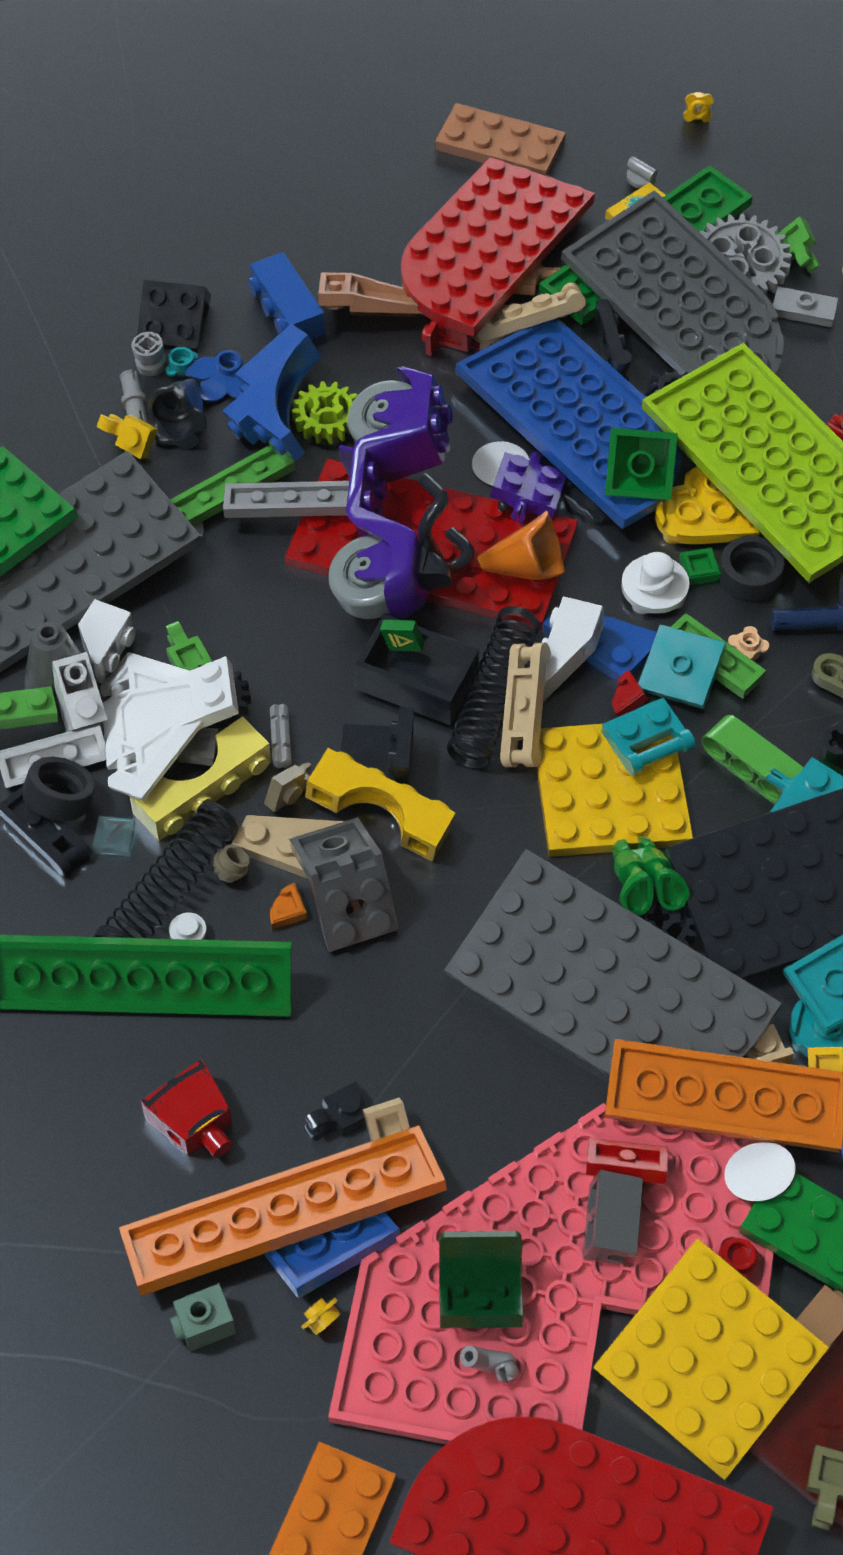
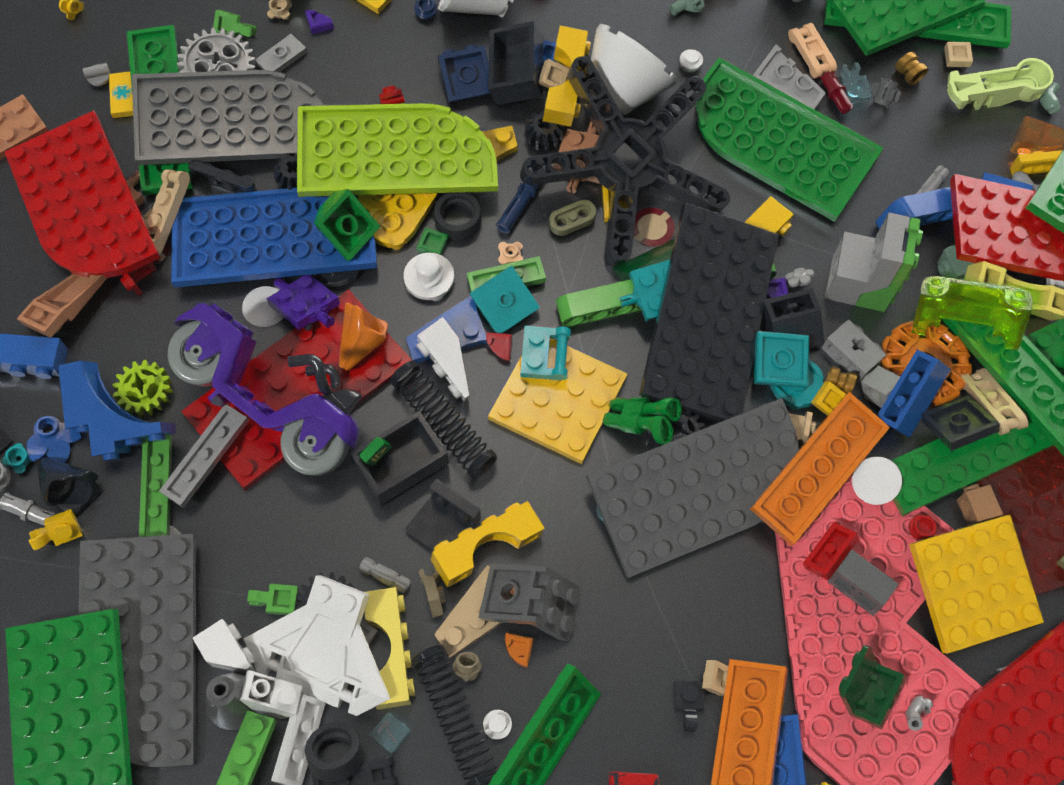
camera: 60 degrees left, 10 degrees up
(524, 705) = (475, 409): tan plate -> none

